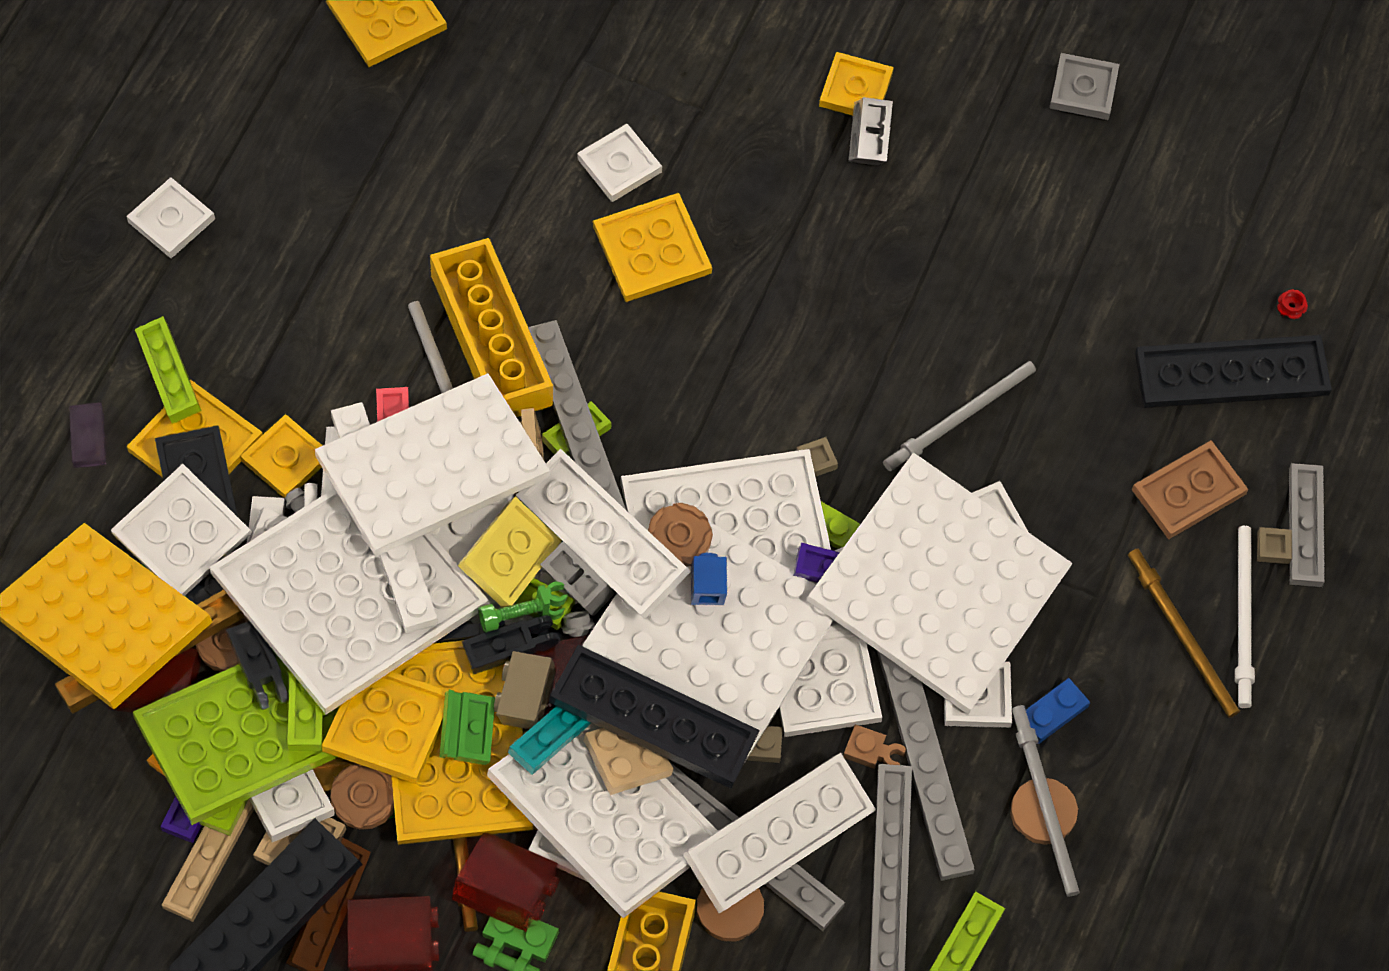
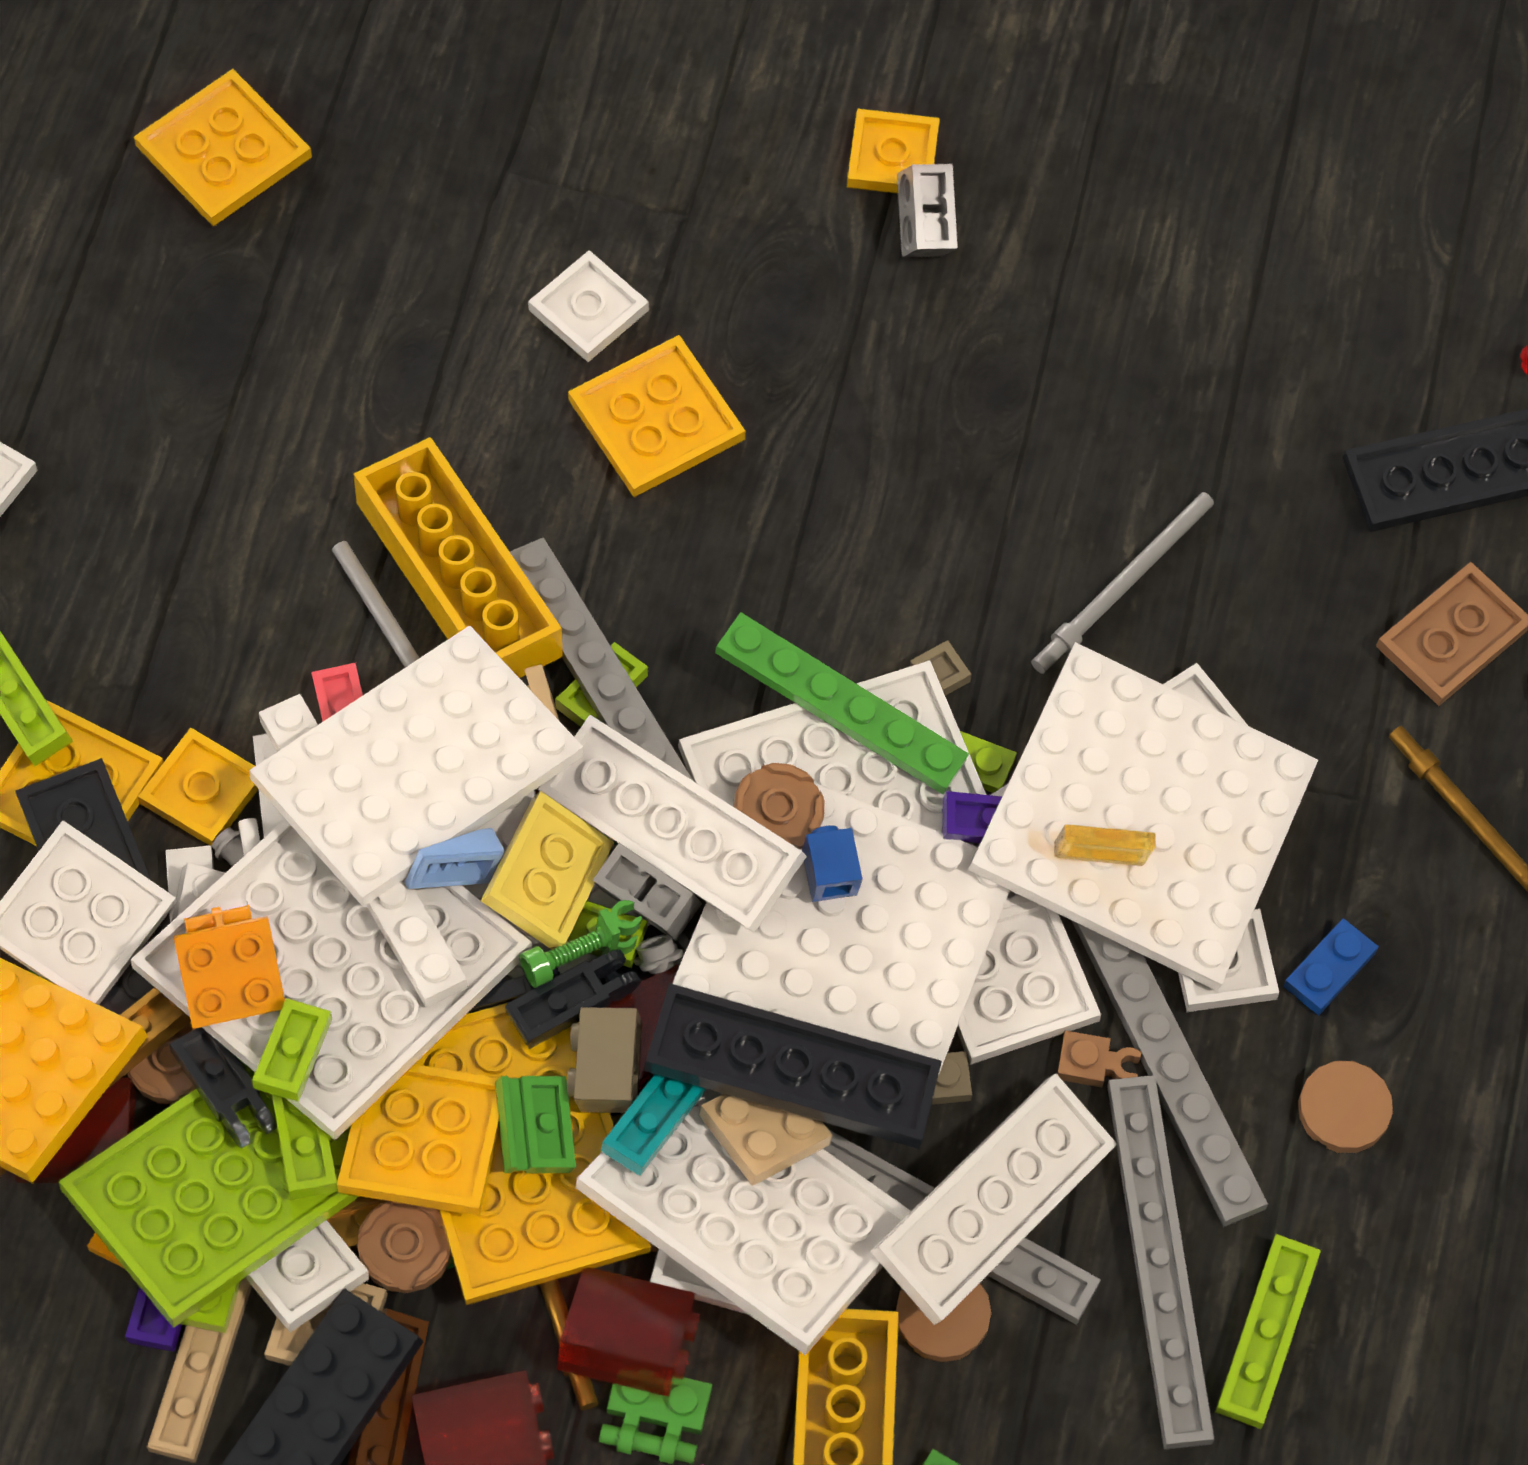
camera: 10 degrees left, 0 degrees up
(274, 582) = (228, 966): none -> light orange plate
(306, 647) = (292, 1050): none -> lime plate
(446, 535) = (457, 861): none -> light blue slope
(740, 469) = (842, 703): none -> bright green plate
(903, 598) = (1104, 845): none -> clear yellow tile
(1027, 740) = (1305, 1013): light grey bar -> none
(1084, 86) = (1203, 105): light grey plate -> none

